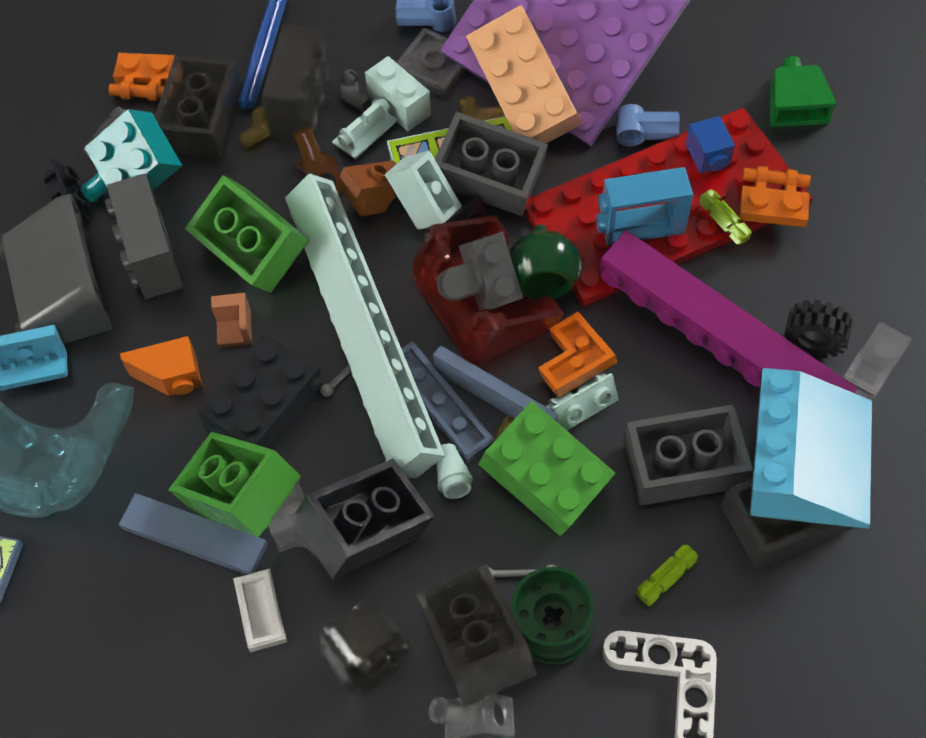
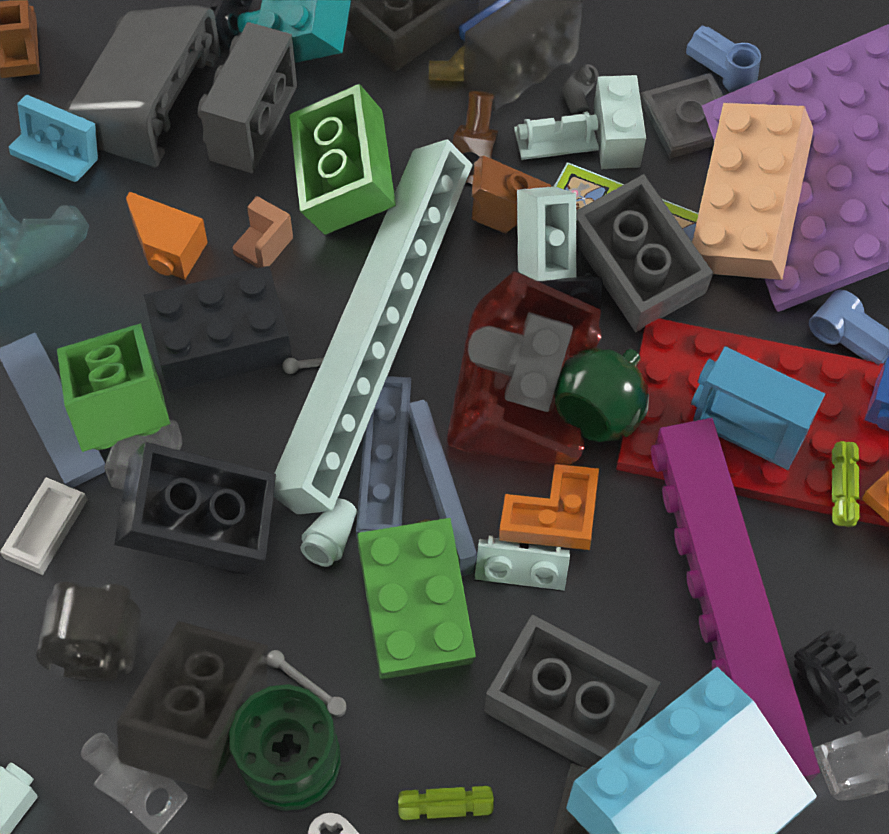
camera: 35 degrees right, 0 degrees up
(469, 108) = (683, 191): clear yellow arm -> none

